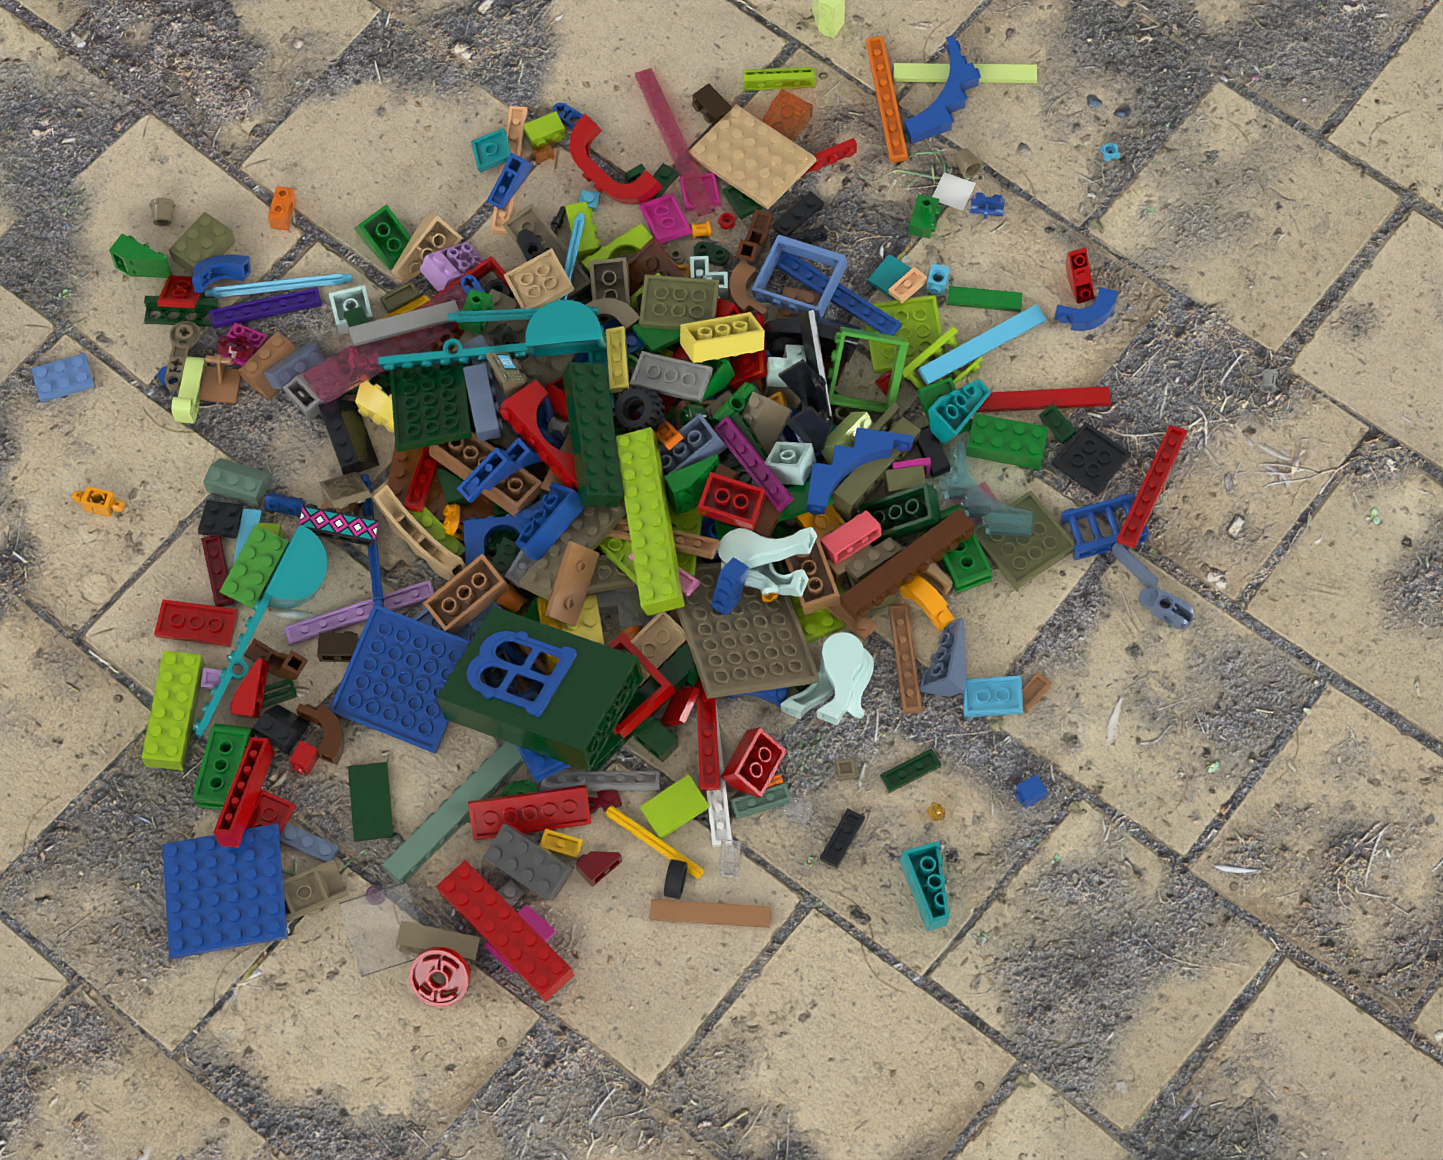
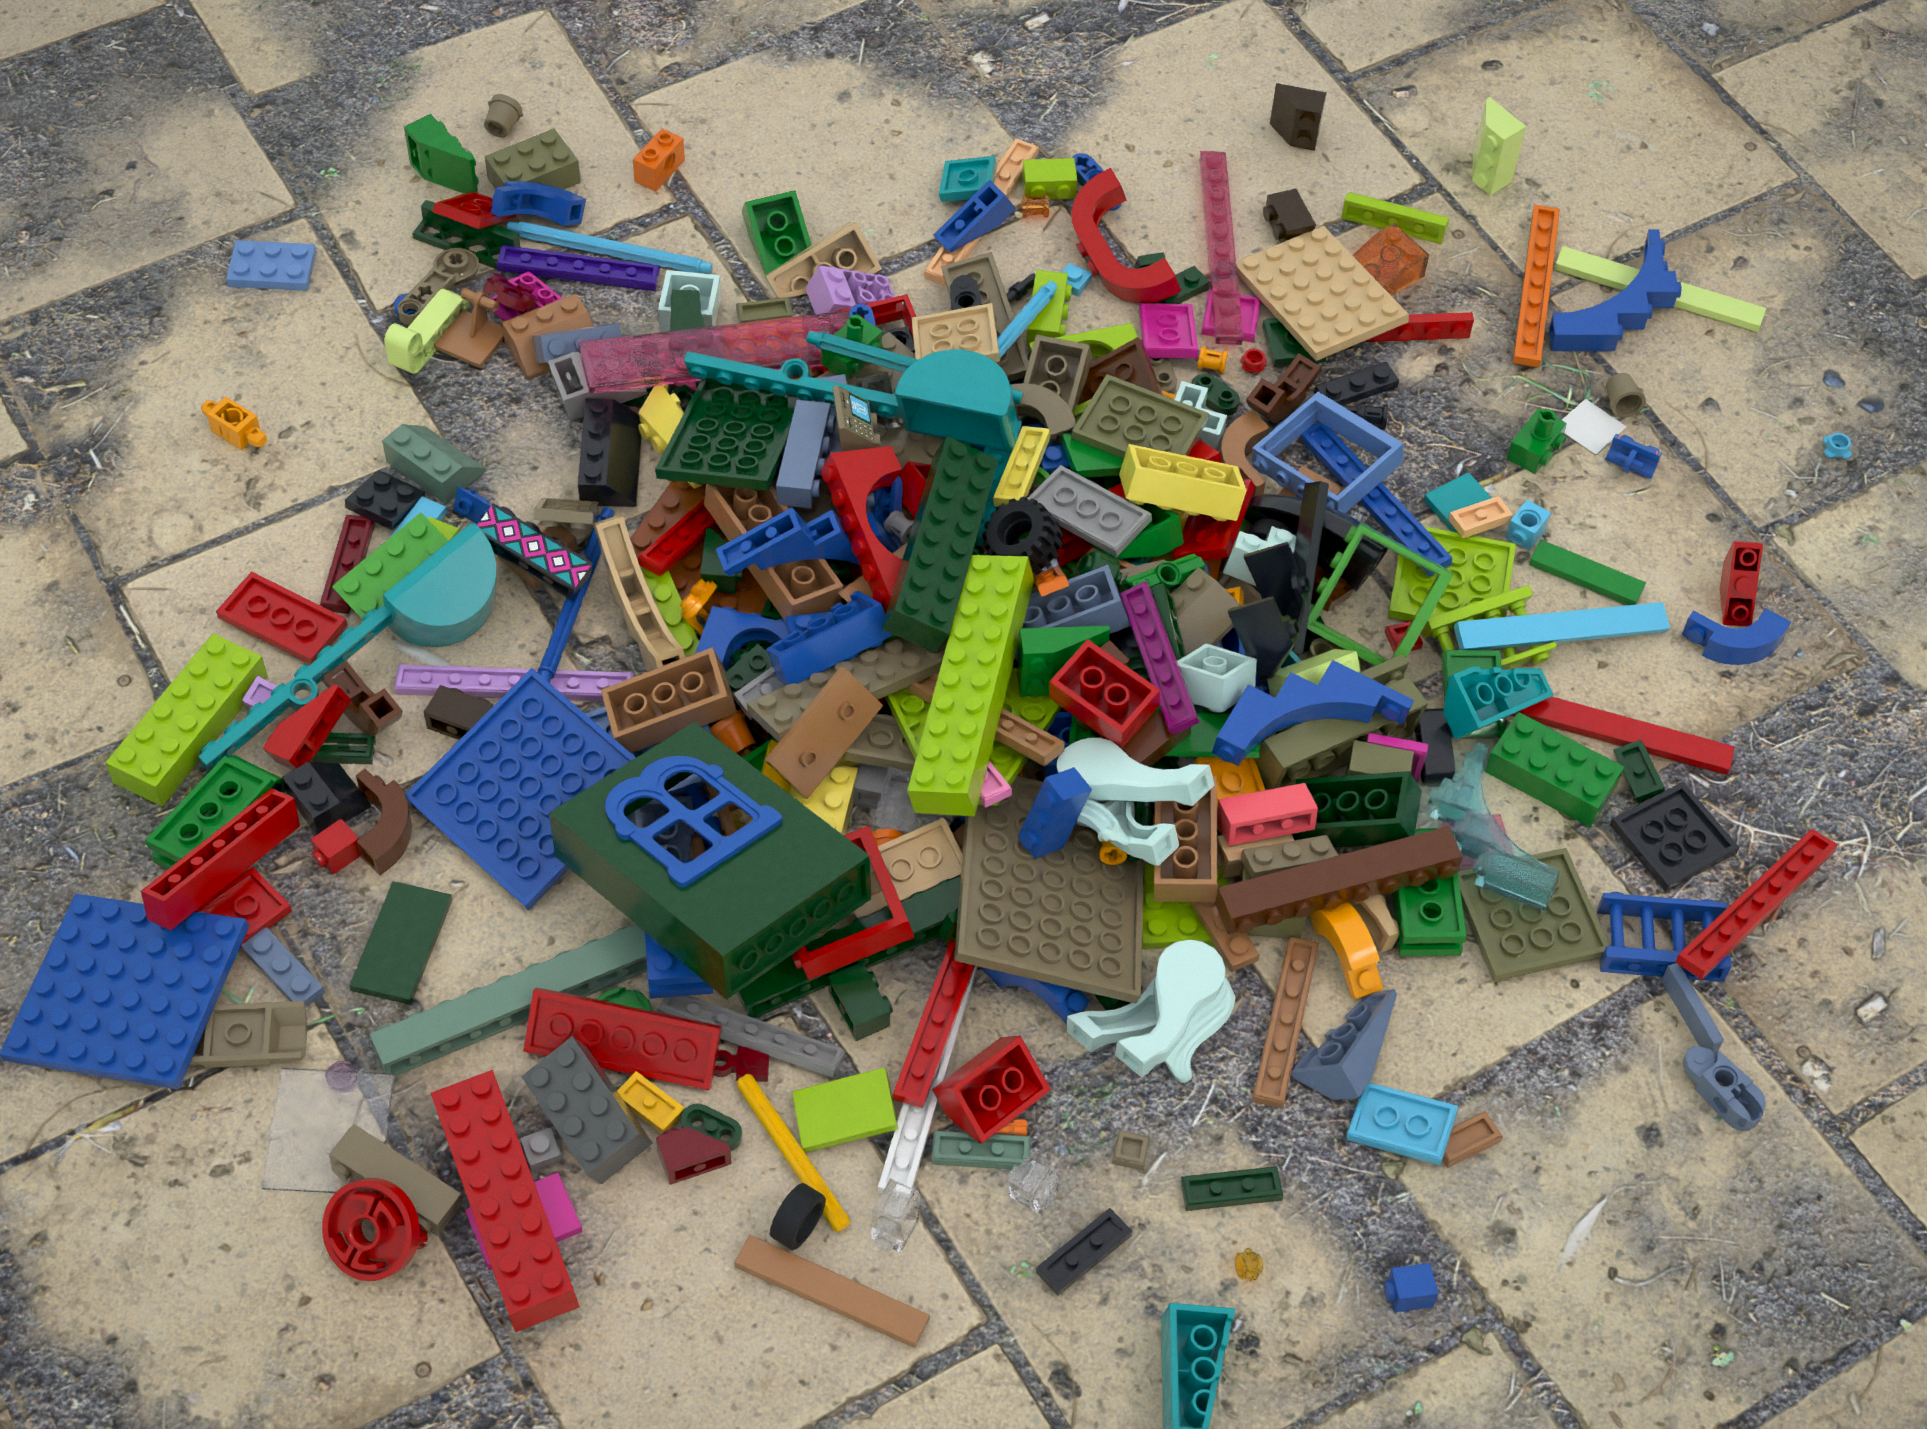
camera: 15 degrees right, 10 degrees down
(401, 323) = (740, 327): light grey tile -> none
(603, 843) = (714, 1124): none -> dark green plate
(679, 706) = (914, 966): red tile -> none
(689, 25) = (1297, 115): none -> dark brown slope

